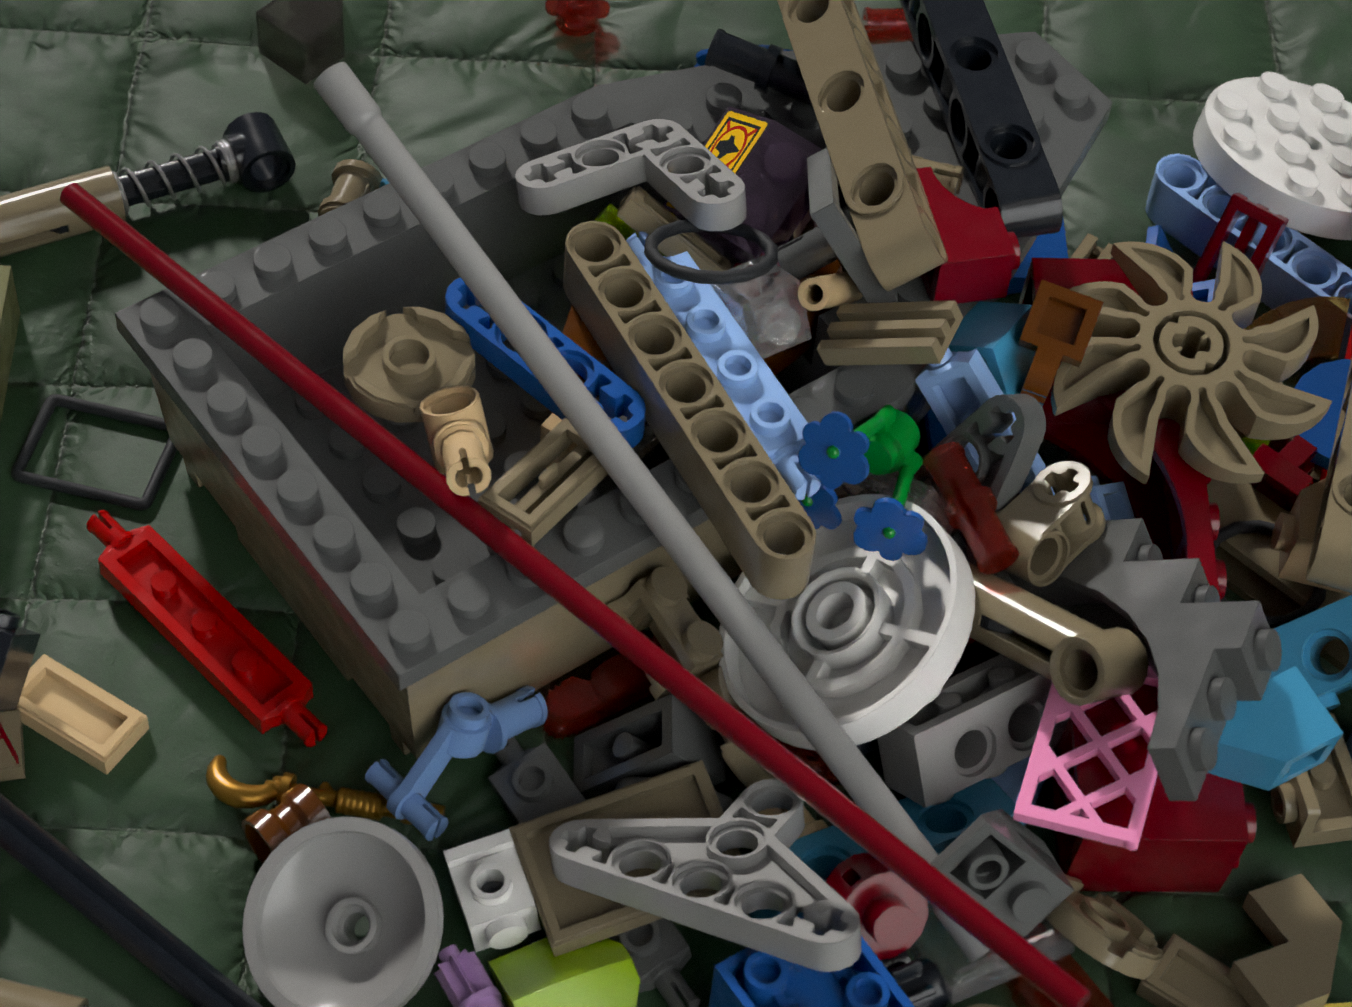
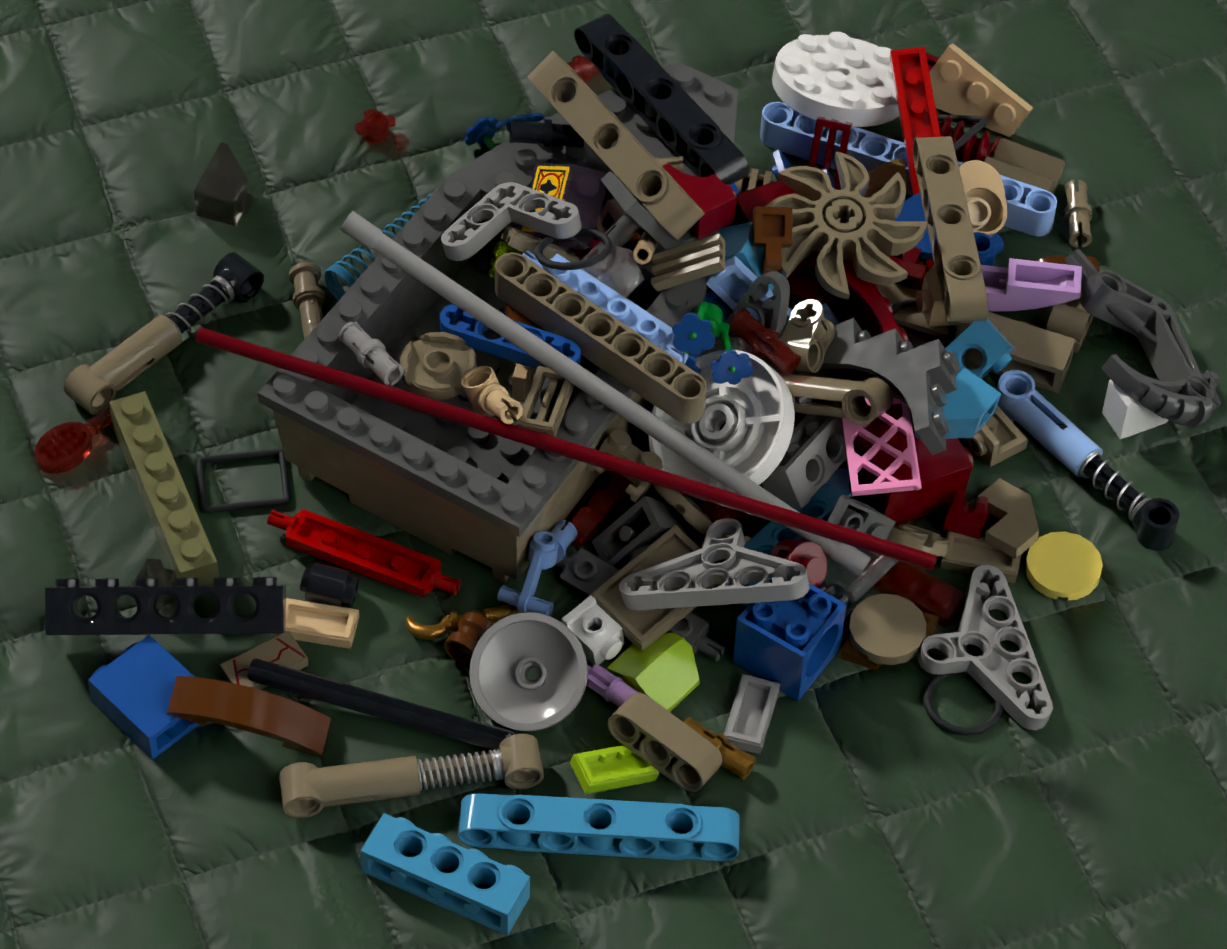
camera: 20 degrees left, 0 degrees up
(122, 661) = (329, 585): none -> black brick
(311, 309) = (371, 353): none -> light grey pin
(1214, 923) = (966, 518): none -> dark red tile

